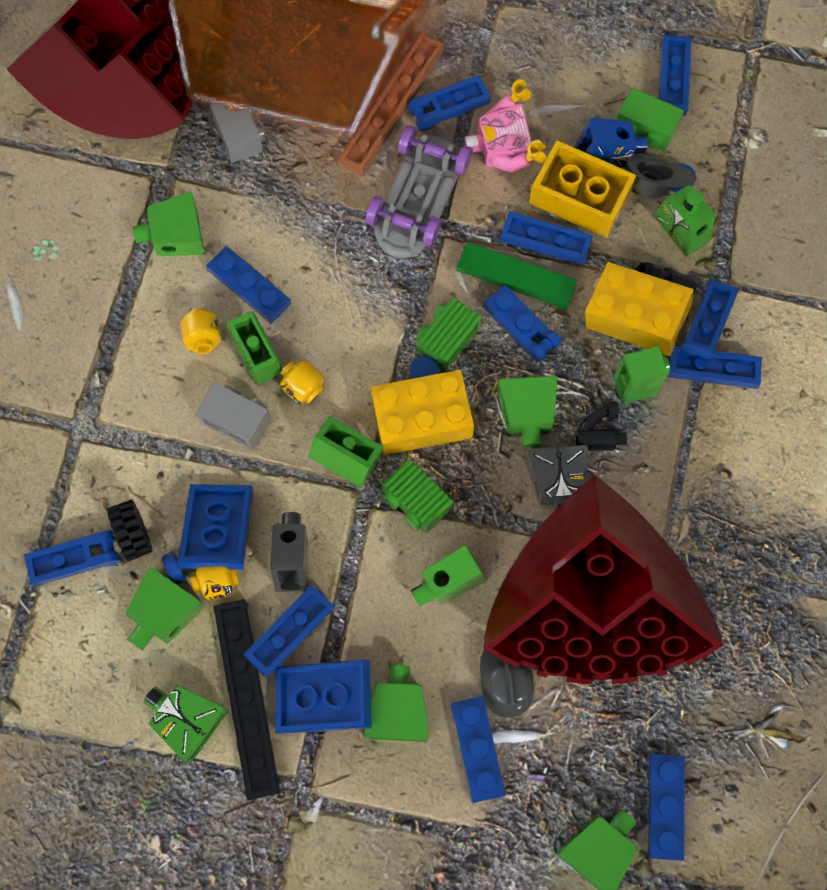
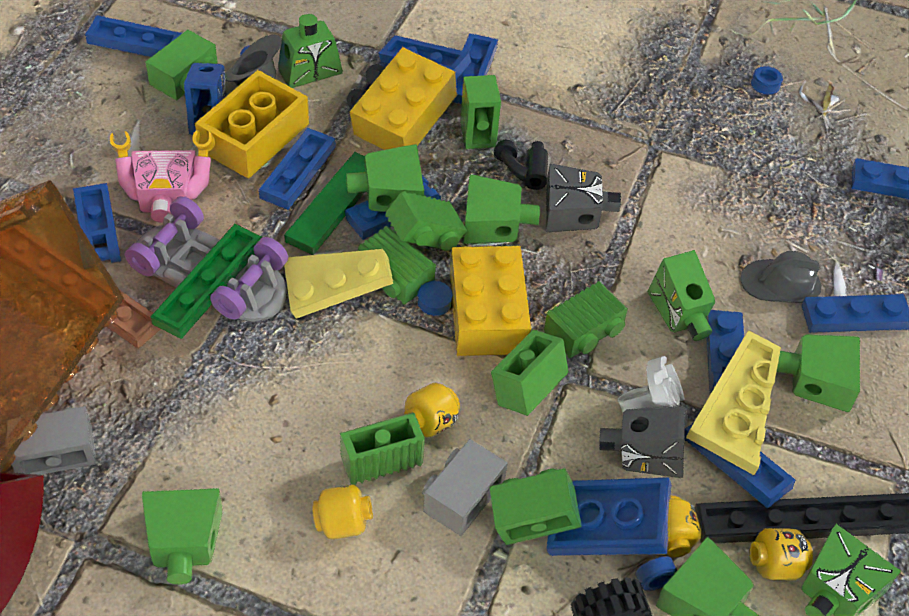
camera: 85 degrees left, 20 degrees down
(201, 667) = (781, 554): none -> yellow head
(216, 467) = (535, 506): none -> bright green brick
(248, 284) = (282, 459): blue plate -> none
(323, 697) = (816, 430): blue tile -> none
(331, 625) = (739, 404): none -> light yellow wing
(337, 561) = (662, 389): none -> white tile
(398, 192) = (193, 294): none -> green tile
(408, 624) = (723, 342): none -> blue plate
(419, 285) = (333, 278): none -> light yellow wing
(490, 347) = (425, 221): none -> bright green brick
(532, 310) = (387, 176): none -> bright green torso
(599, 597) = (710, 179): dark red brick -> none
(786, 665) = (766, 80): none -> blue tile

